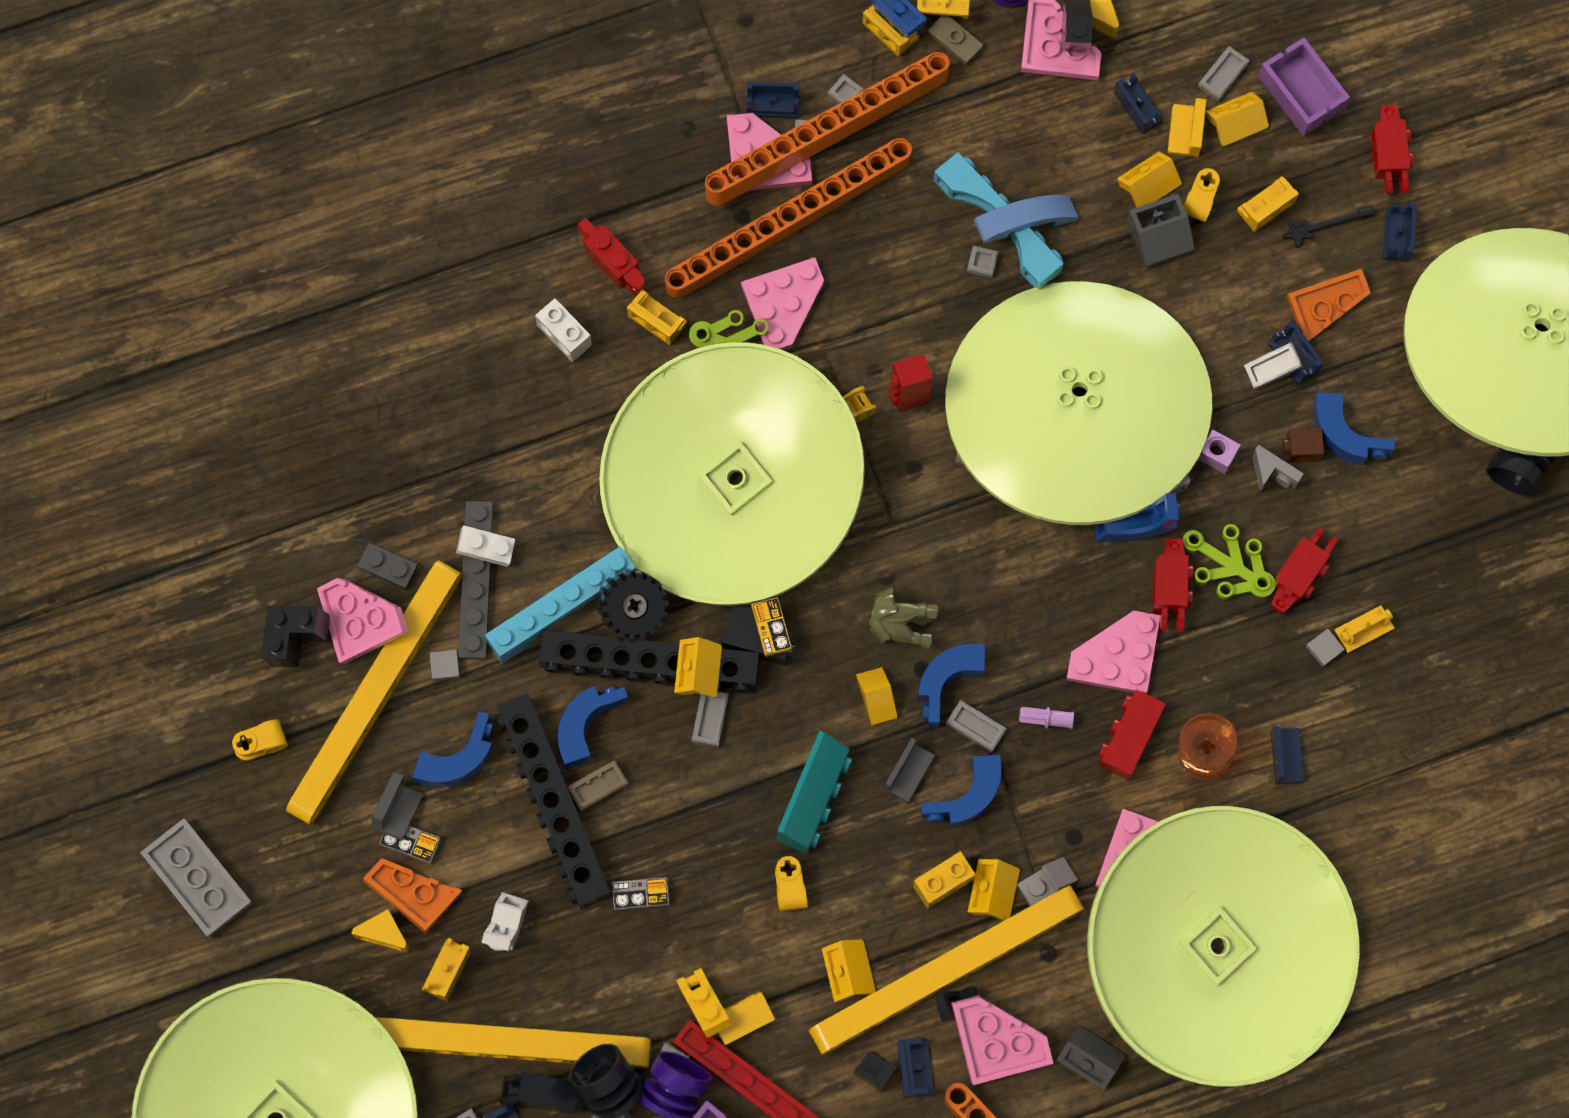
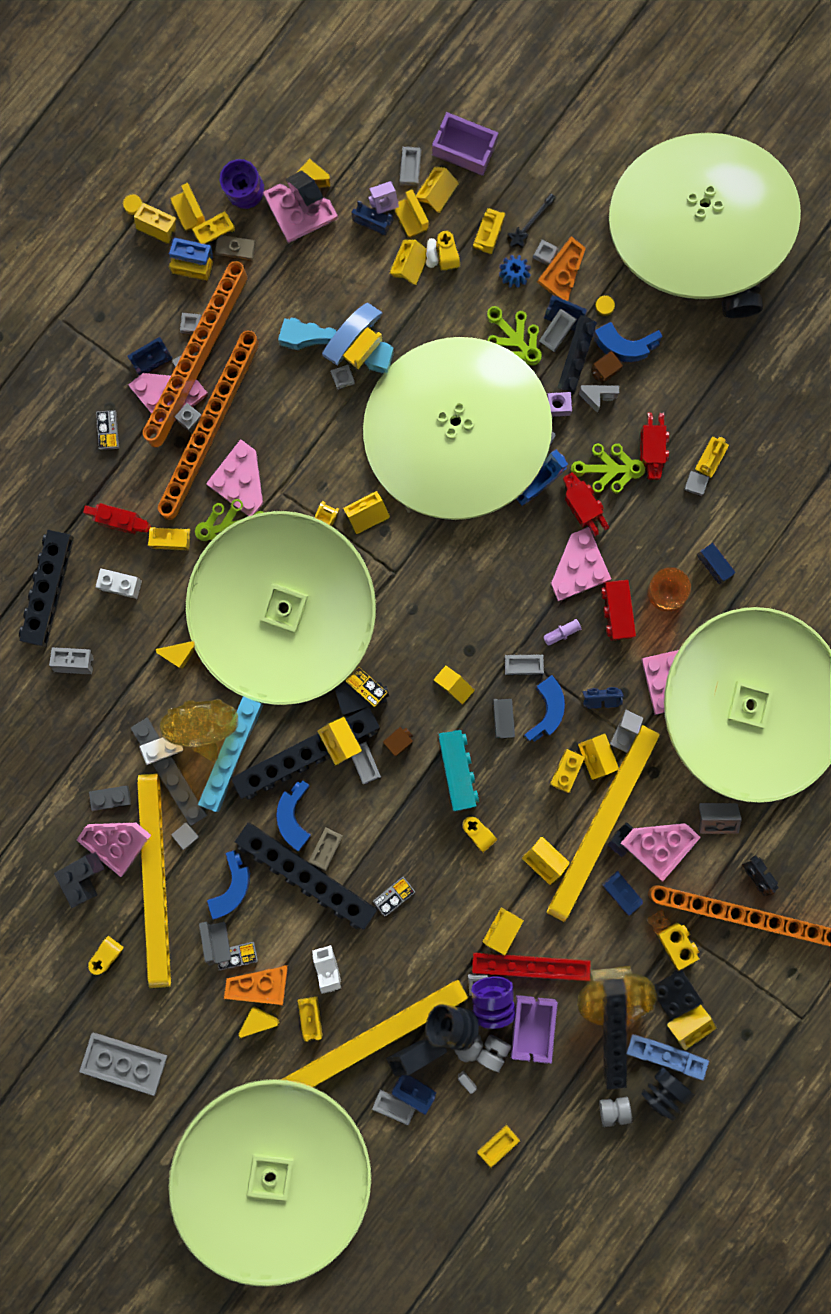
camera: 30 degrees left, 10 degrees up
(450, 382) = (71, 660): none -> light grey hinge
(474, 297) = (50, 598): none -> black brick
(547, 547) = (199, 725): none -> clear yellow bracket
(578, 453) = (178, 654): none -> yellow slope
(616, 599) = (271, 715): black bush -> none
(668, 151) = (107, 430): none -> tile
(704, 1003) = (476, 939): yellow plate -> none
(767, 717) = (398, 741): none -> reddish brown brick
(770, 194) = (188, 418): none -> light grey brick
(875, 1071) = (600, 910): black panel -> none
(892, 614) = (433, 630): olive piece -> none
(906, 433) = (366, 512): none -> yellow panel
(910, 383) = (351, 482): red brick -> none
(953, 663) = (482, 649): blue arch -> none
(1027, 241) = (363, 347): none -> yellow panel
(1036, 818) = (594, 696): none -> dark blue hinge
(1161, 230) = (437, 289): dark grey slope -> none
(1166, 98) = (389, 202): none -> lavender brick
(1183, 184) = (431, 253): none -> white arm
(1219, 346) = (516, 338): none -> lime plant
(1265, 257) = (512, 277): none -> blue gear
(1277, 407) = (577, 354): none -> black plate
(1319, 269) = (545, 252): none -> light grey tile
(1350, 374) = (604, 305): none -> yellow tile
(1390, 149) = (541, 150): red hinge -> none
(1400, 232) = (579, 198): dark blue hinge -> none

